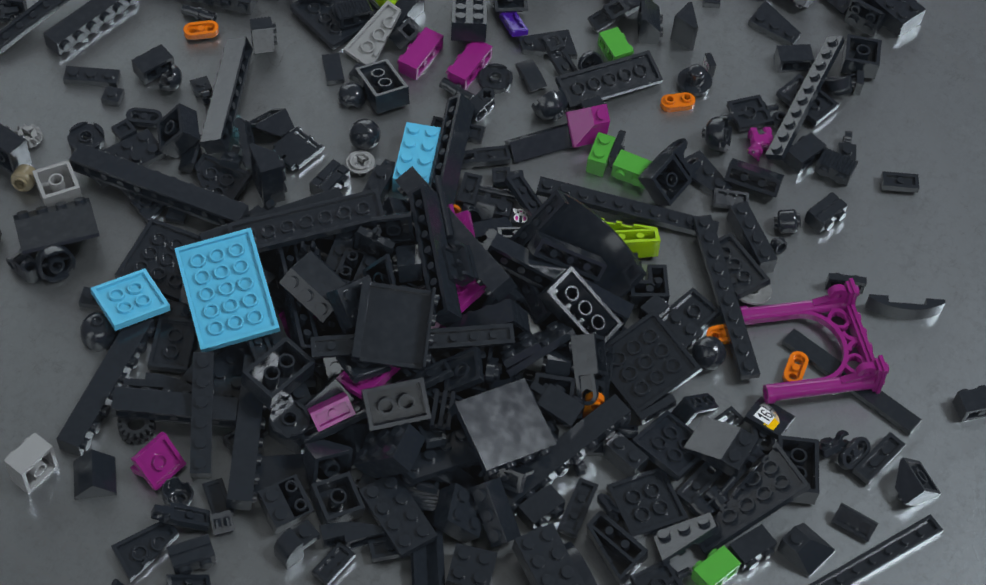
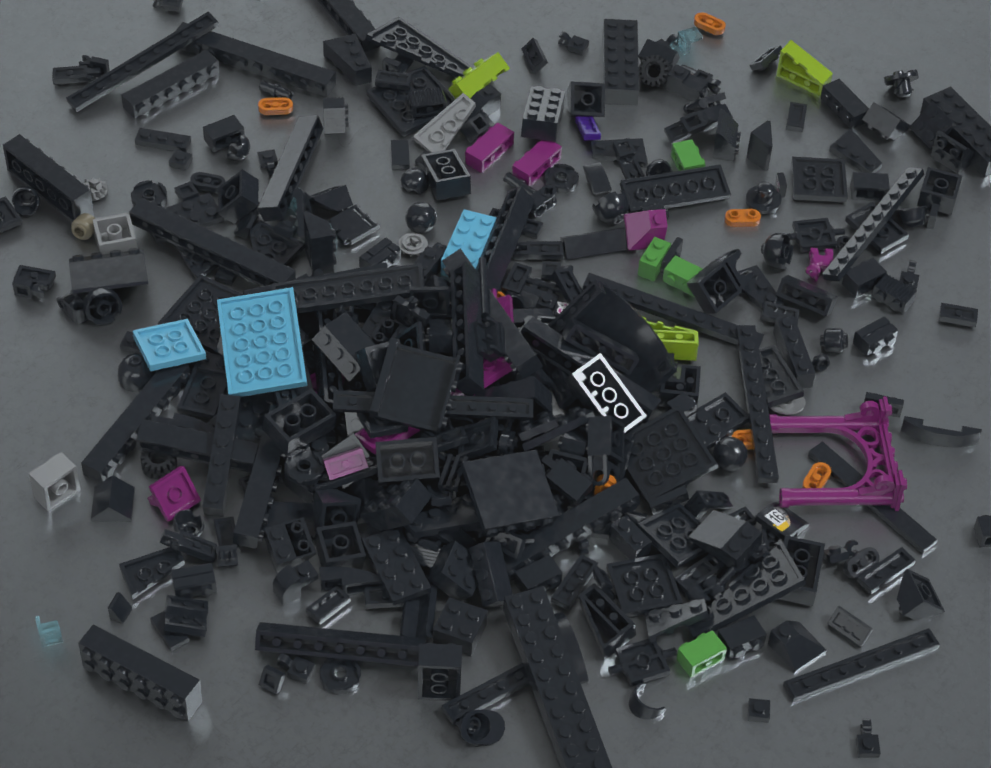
camera: 10 degrees right, 5 degrees down
(744, 55) = (819, 179): none -> black plate

